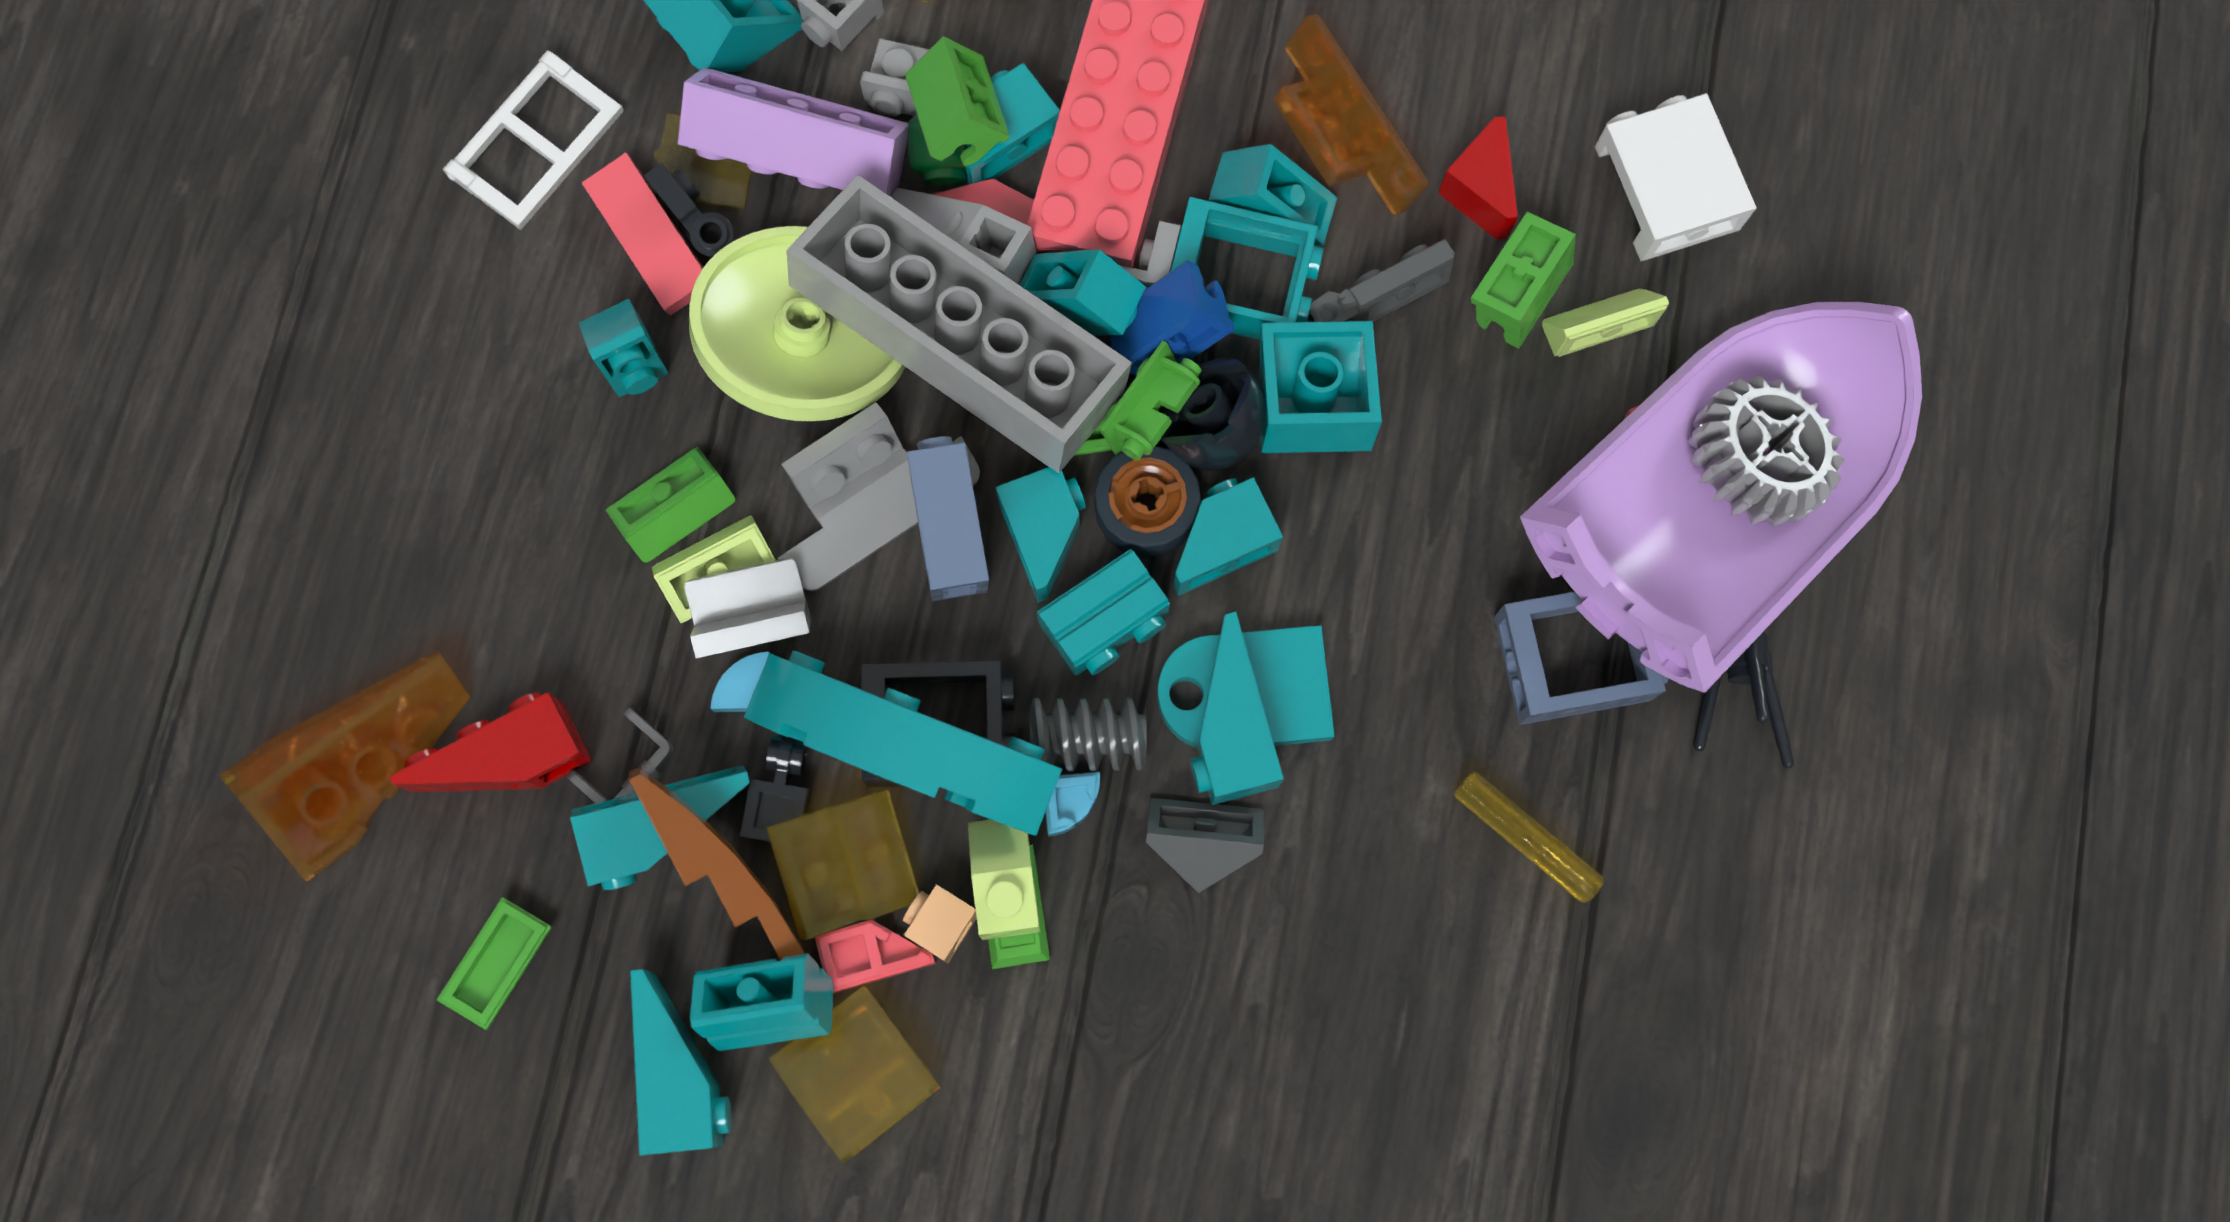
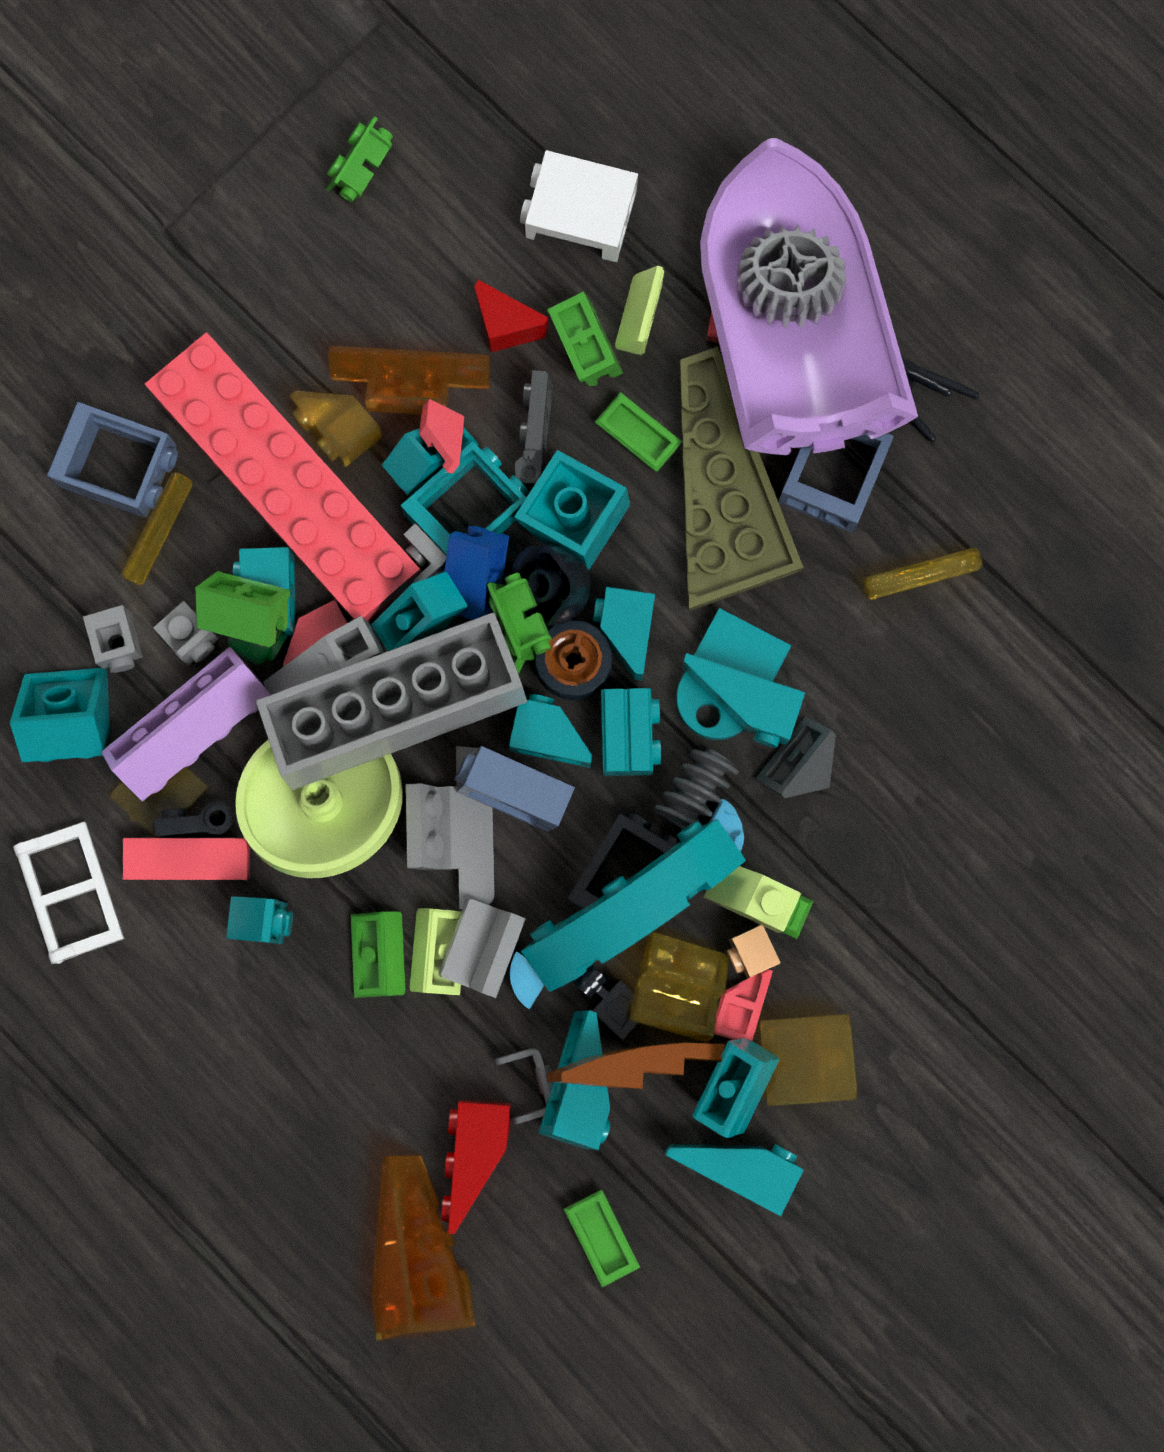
camera: 55 degrees left, 5 degrees up
(1240, 82) = (339, 421): none -> clear yellow slope
(1304, 187) = (444, 431): none -> coral tile
(1447, 563) = (730, 508): none -> olive wing
(1461, 406) = (638, 432): none -> bright green tile

